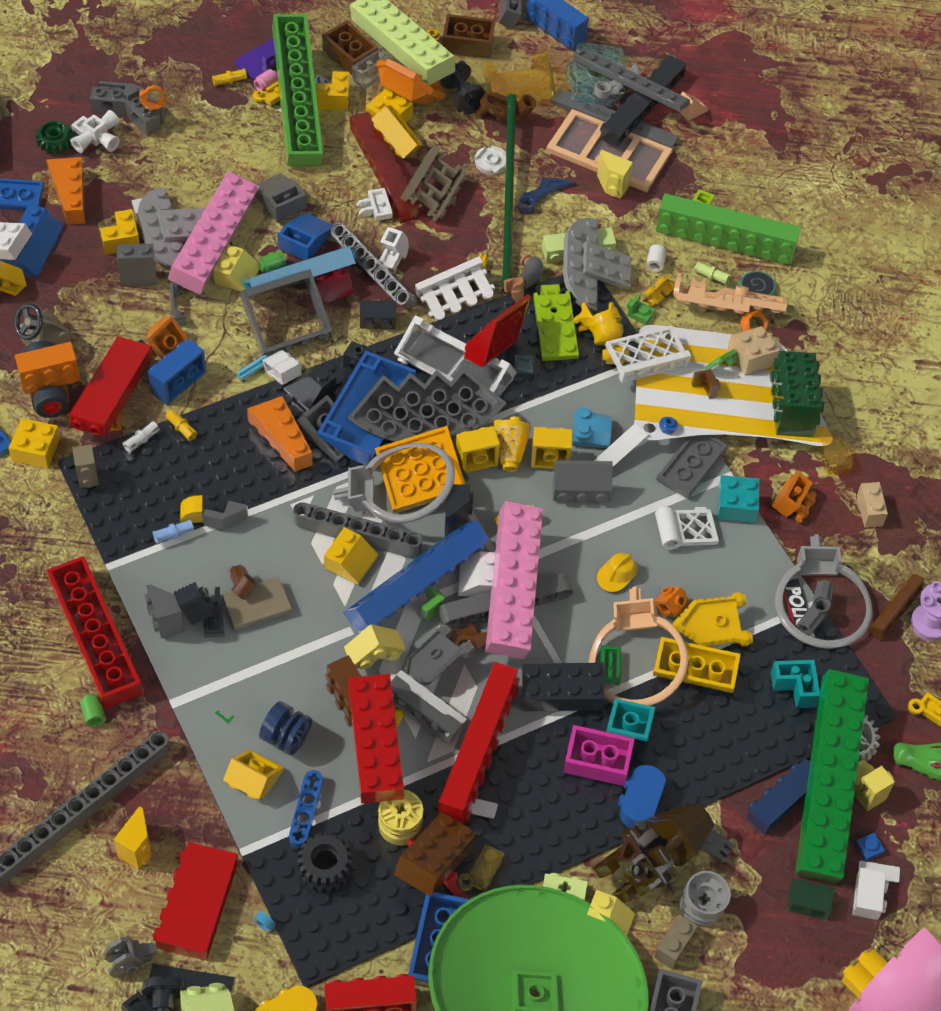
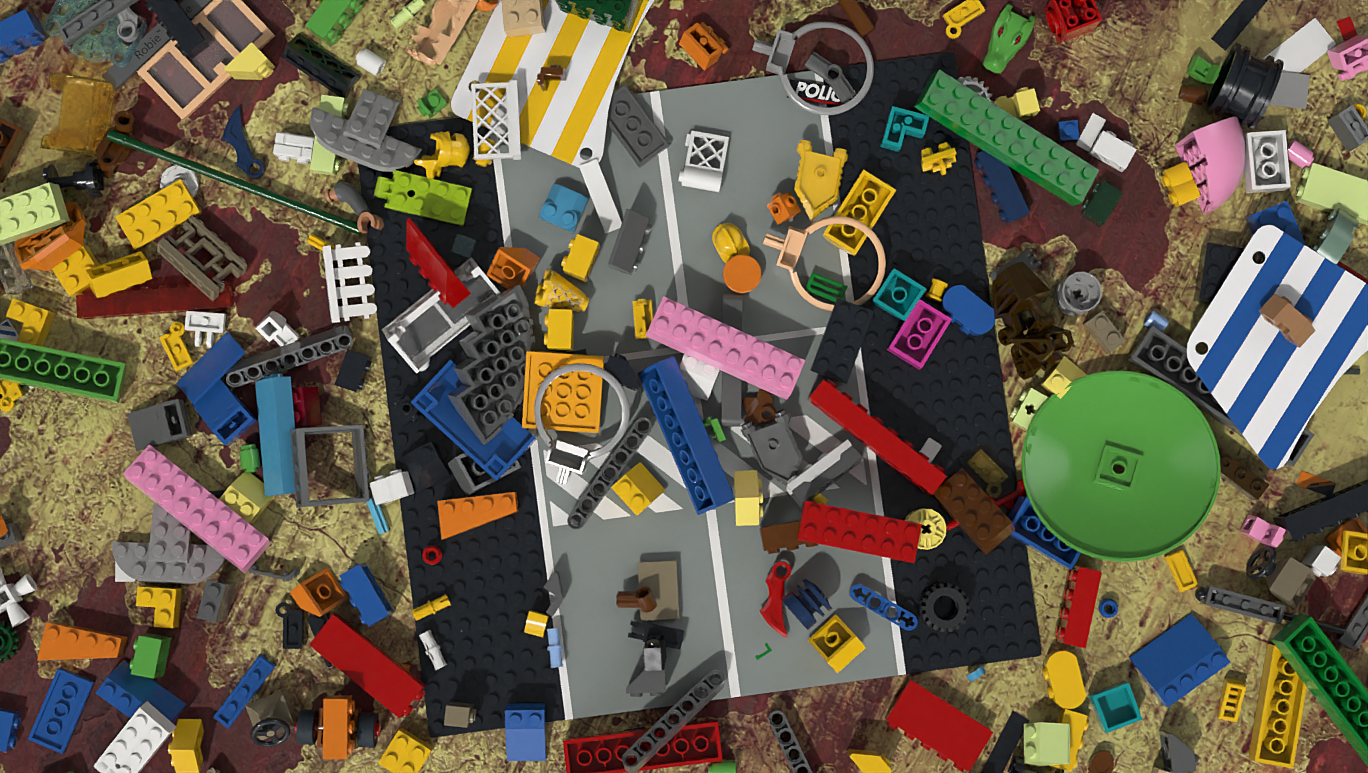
camera: 65 degrees left, 30 degrees up
(67, 315) = (244, 691): none -> blue tile
(73, 234) = (150, 655): none -> bright green brick
(83, 529) = (525, 732): none -> slope
(130, 639) = (672, 729): none -> dark grey beam
(131, 330) = (292, 627): none -> black hinge
(230, 409) = (427, 559): none -> red plate
(298, 702) = (773, 609): none -> red piece
(341, 216) = (210, 368): none -> blue piece
(349, 191) = (176, 347): none -> yellow hinge
(460, 150) = (158, 214): none -> yellow plate
(521, 401) = (513, 266): none -> orange slope
(555, 220) = (293, 146): none -> white brick
(593, 586) = (741, 273): none -> orange tile
(634, 222) = (317, 67): none -> black fence
(655, 761) = (936, 290): none -> yellow bush
(664, 286) = (407, 68): yellow hinge -> none
(668, 425) = (591, 140): blue plate -> none
(709, 994) = (1156, 320): none -> light blue beam
(729, 357) = (524, 45): bright green piece -> none
(738, 499) = (691, 100): teal piece -> none
(781, 725) = (940, 160): none -> yellow hips

